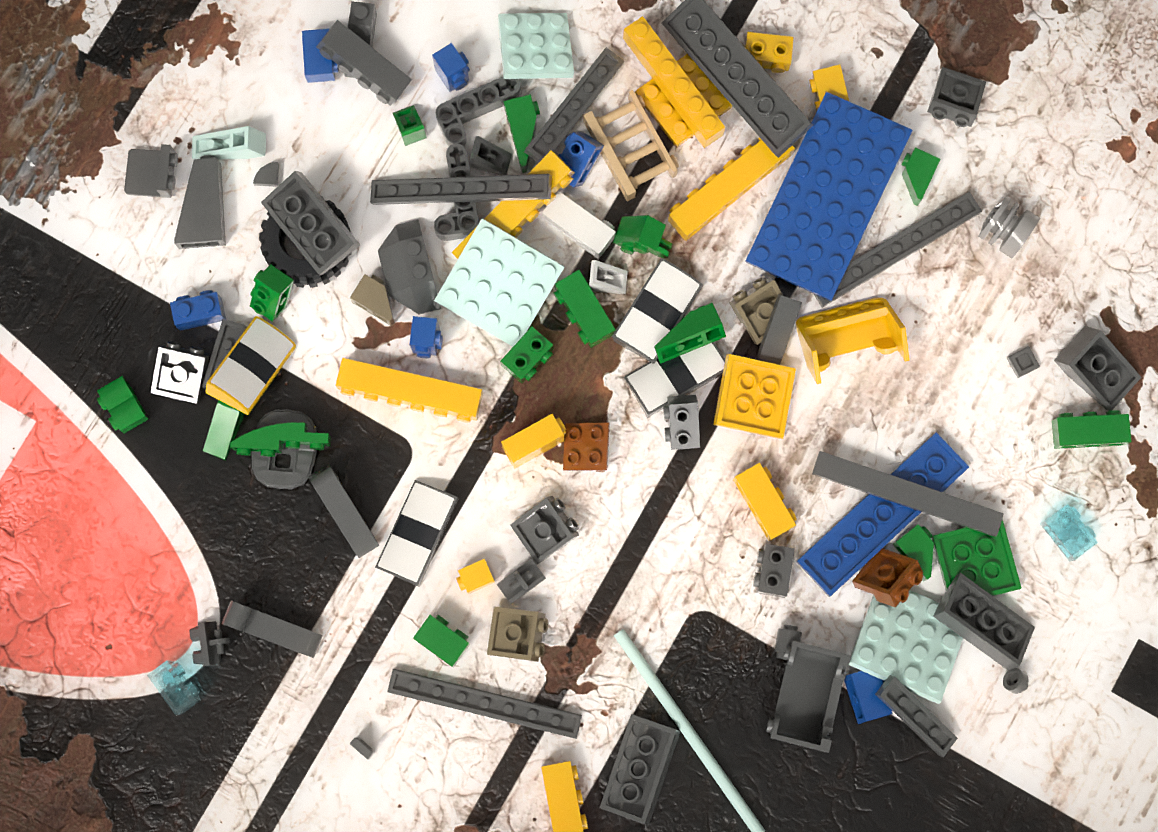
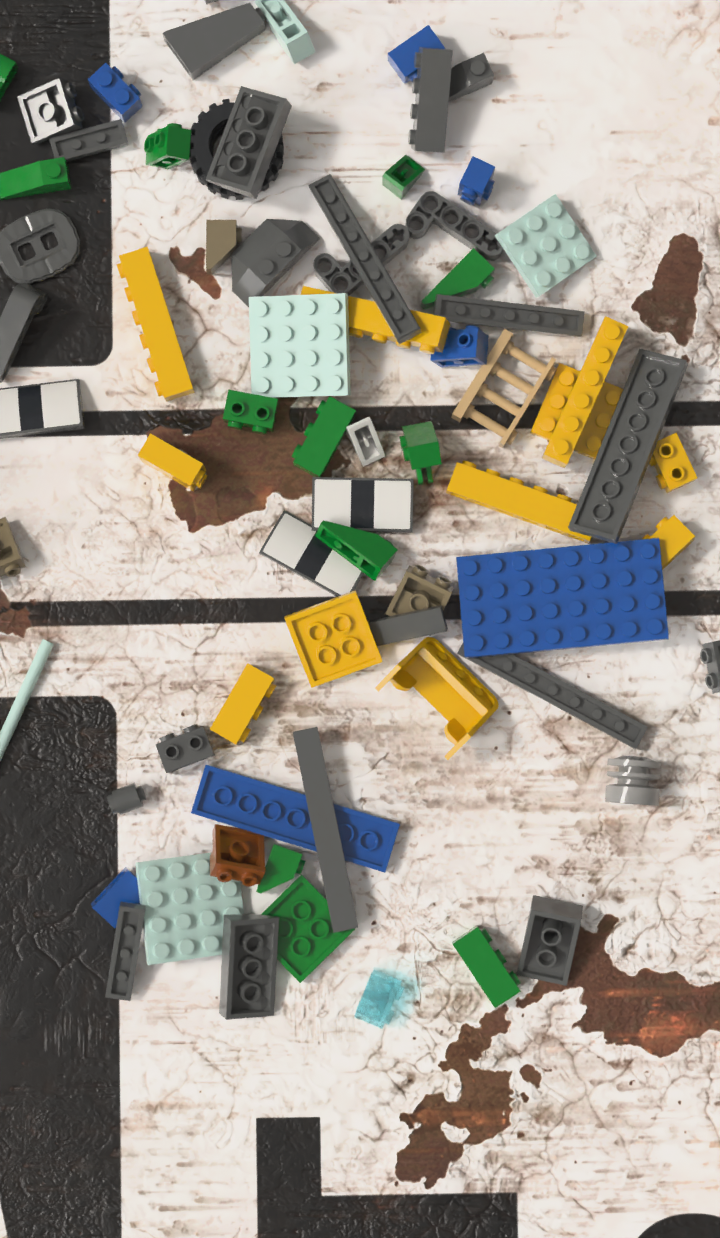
camera: 60 degrees right, 5 degrees up
(250, 365) = (91, 169): slope -> none
(267, 175) = (278, 77): dark grey tile -> none
(271, 439) = (37, 229): green slope -> none
(425, 337) = (210, 309): blue brick -> none
(475, 577) = (21, 484): yellow brick -> none
(489, 157) = (415, 267): dark grey slope -> none
(521, 581) = (41, 527): dark grey hips -> none
(545, 529) = (101, 521): dark grey plate -> none
(579, 224) = (401, 386): white brick -> none
(586, 447) = (198, 514): dark orange hinge -> none
(682, 422) = (270, 587): brick -> none
(808, 696) = (84, 844): dark grey windscreen -> none
(918, 173) = (638, 669): green slope -> none
(1015, 681) = (212, 1025): dark grey tile -> none
(1023, 362) = (516, 868): dark grey tile -> none

